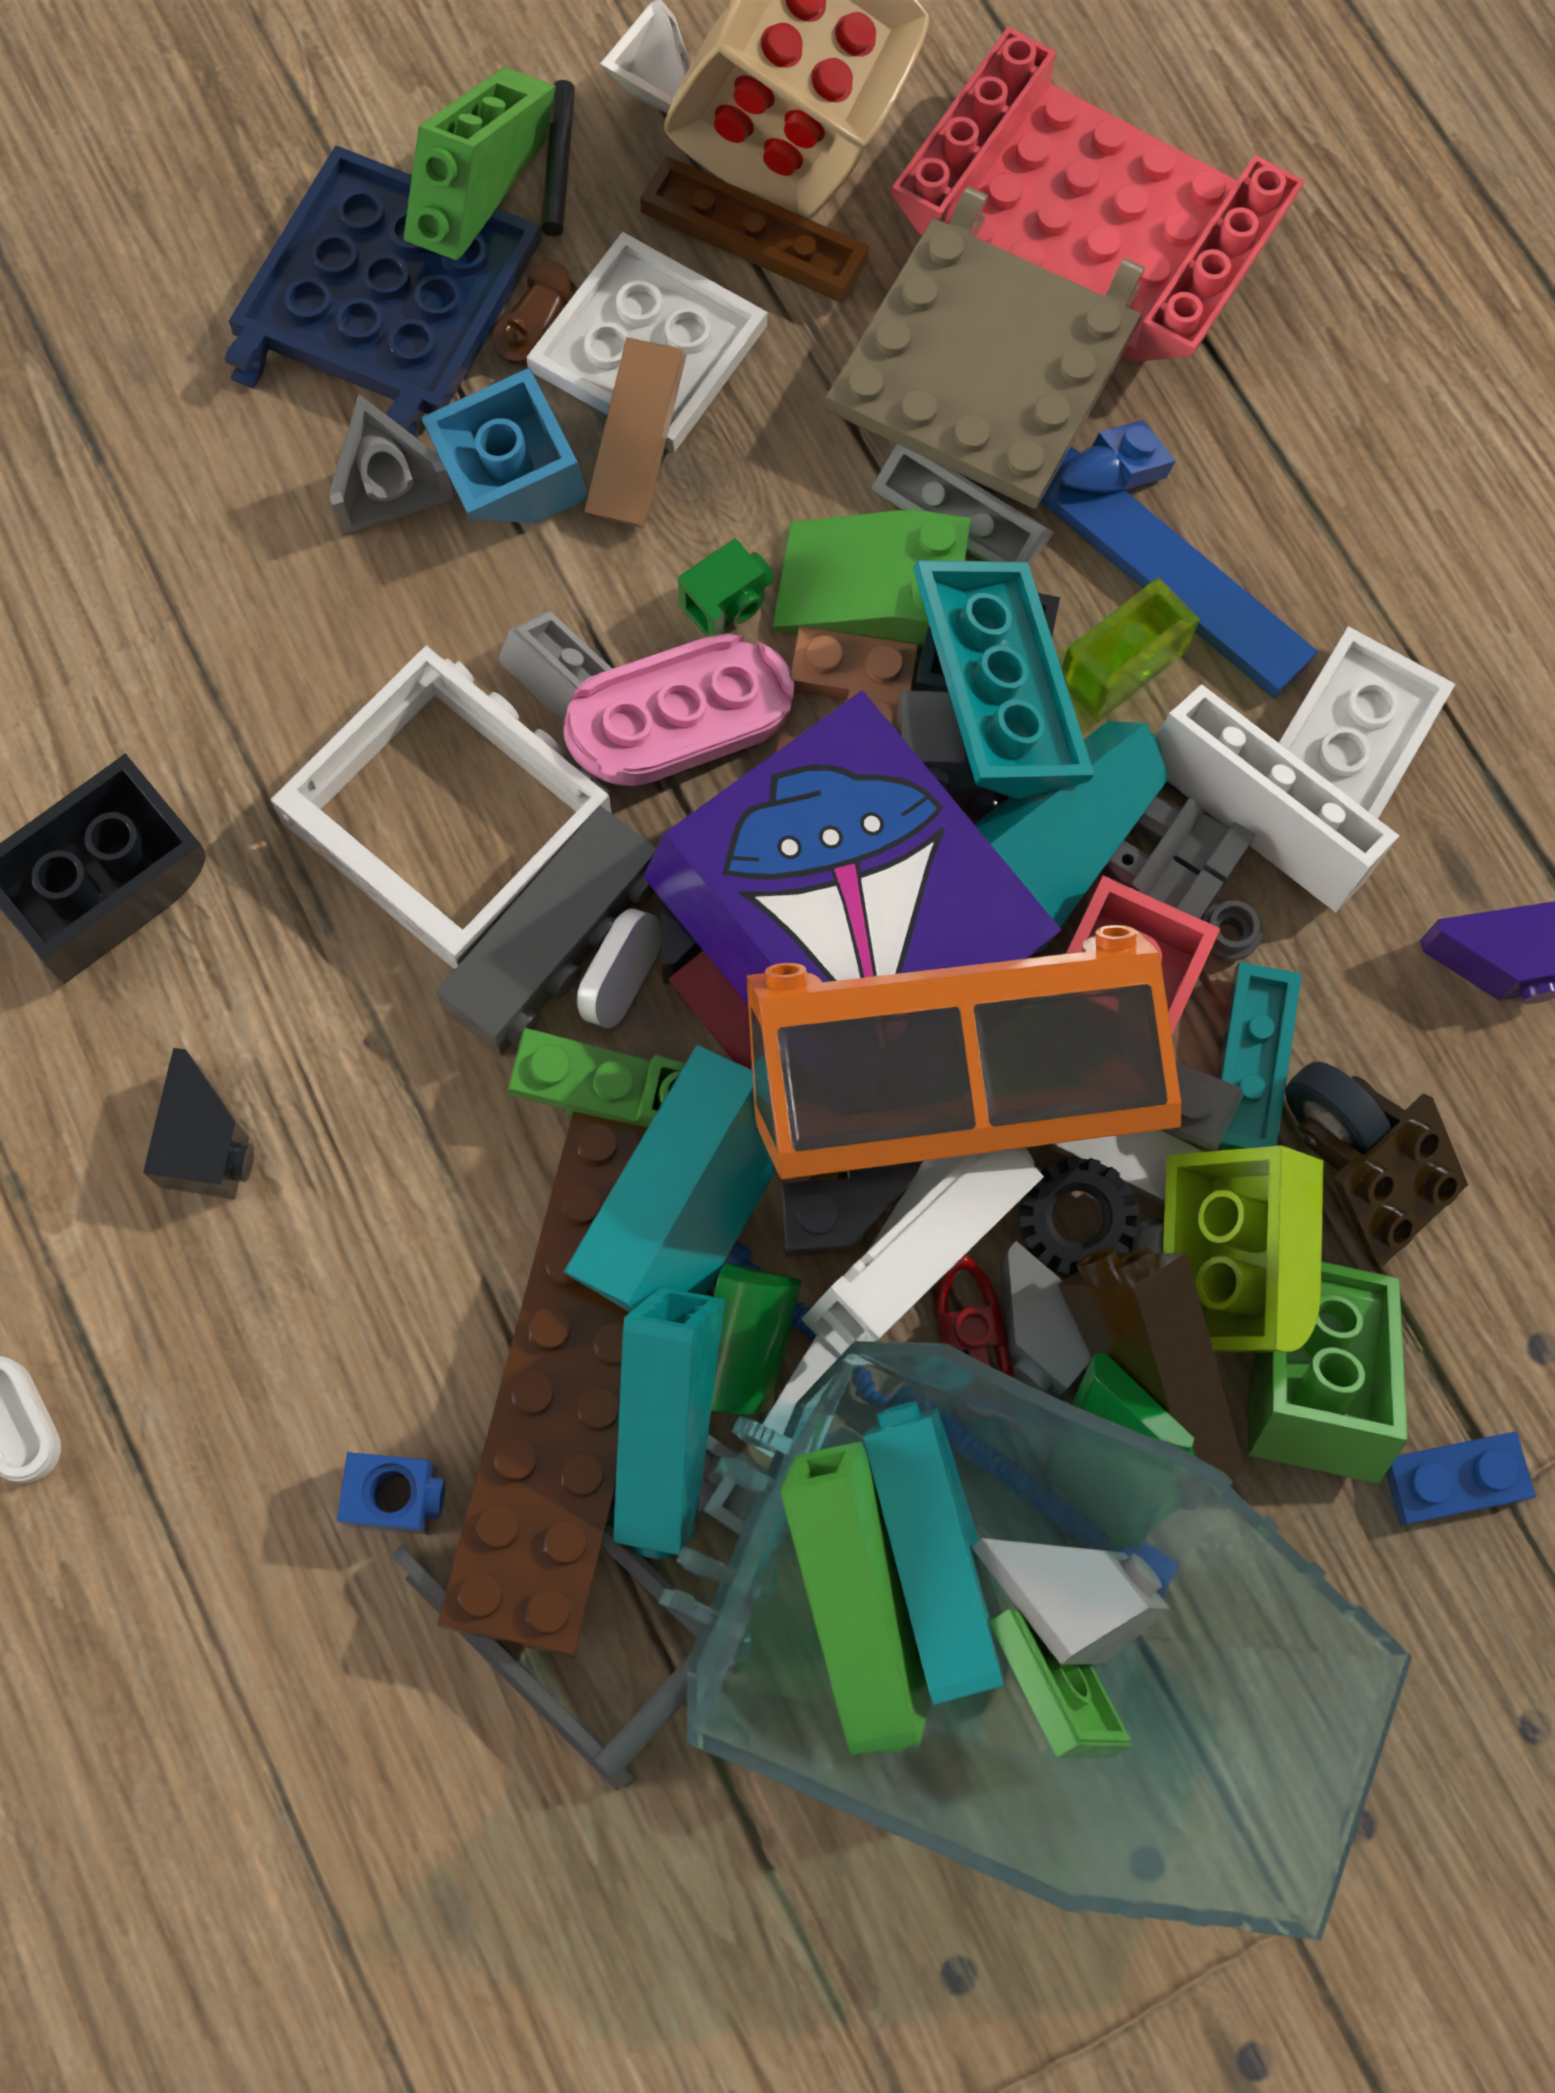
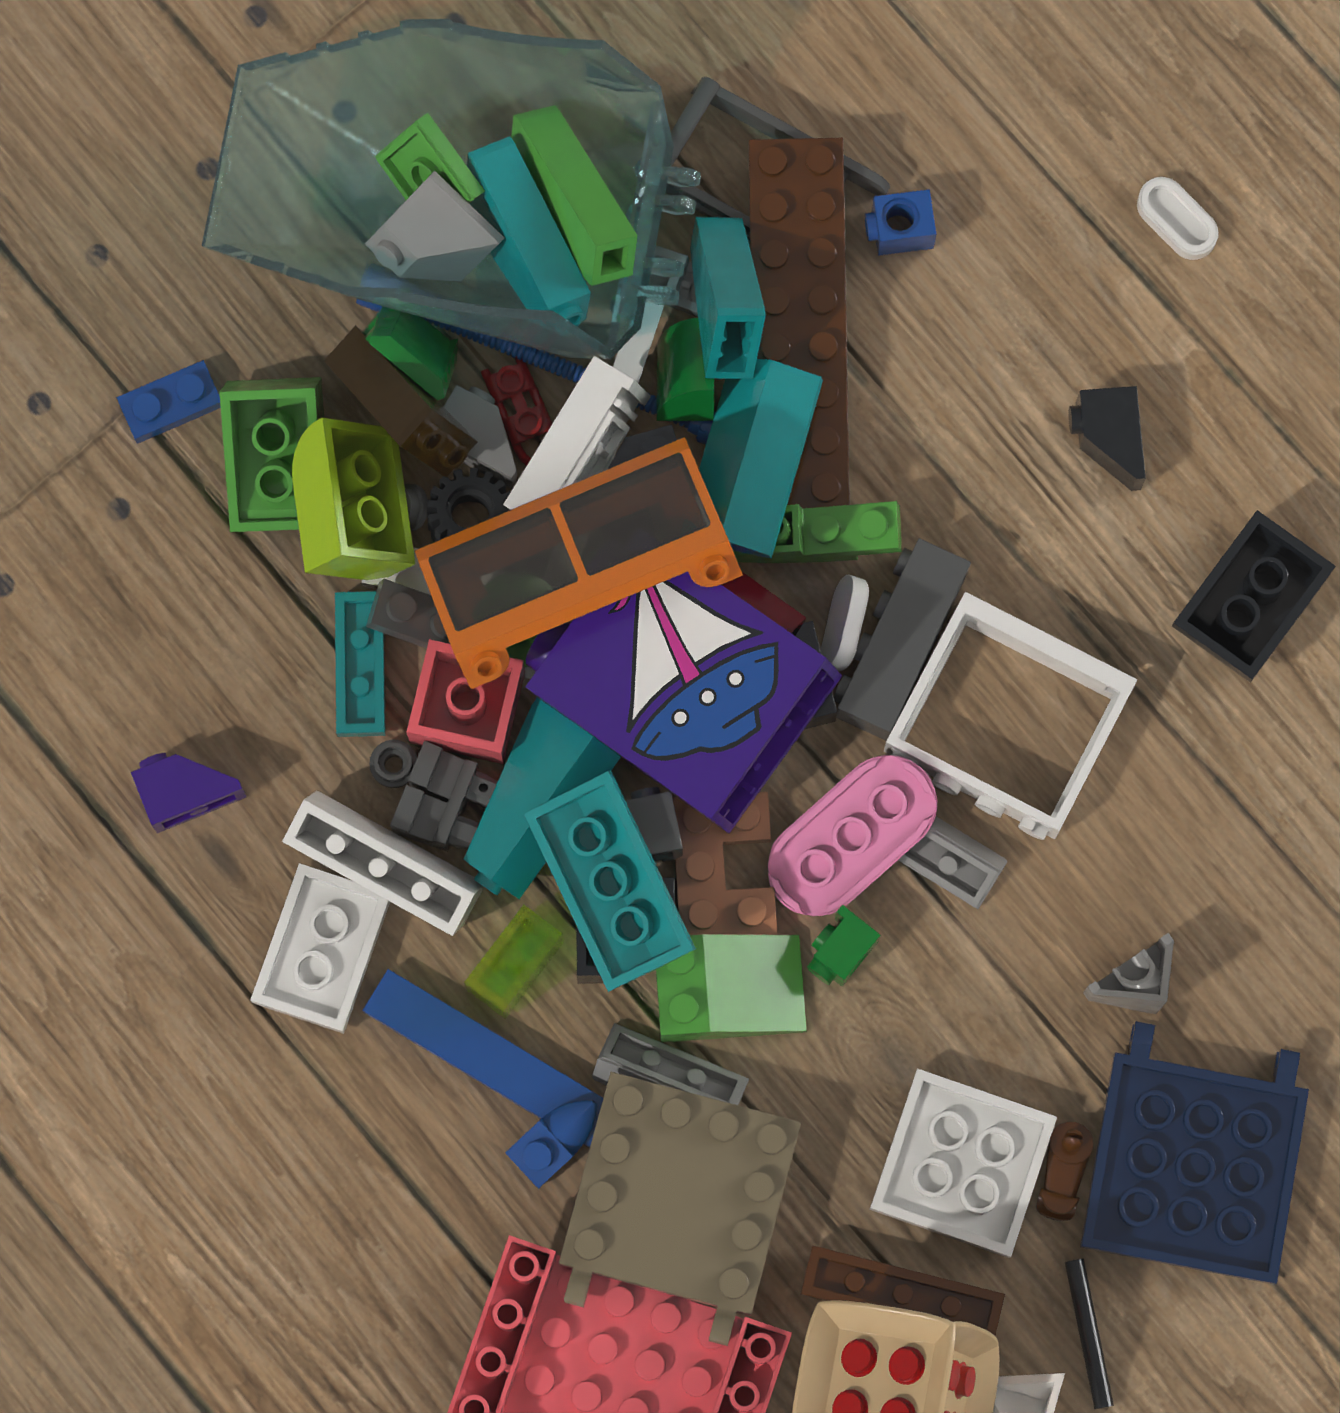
camera: 170 degrees right, 5 degrees up
(473, 158) = (1146, 1281): bright green slope -> none
(507, 453) = (1046, 1014): dark azure slope -> none
(635, 432) = (948, 1063): medium nougat tile -> none
(1389, 1160) = (246, 587): dark brown plate -> none

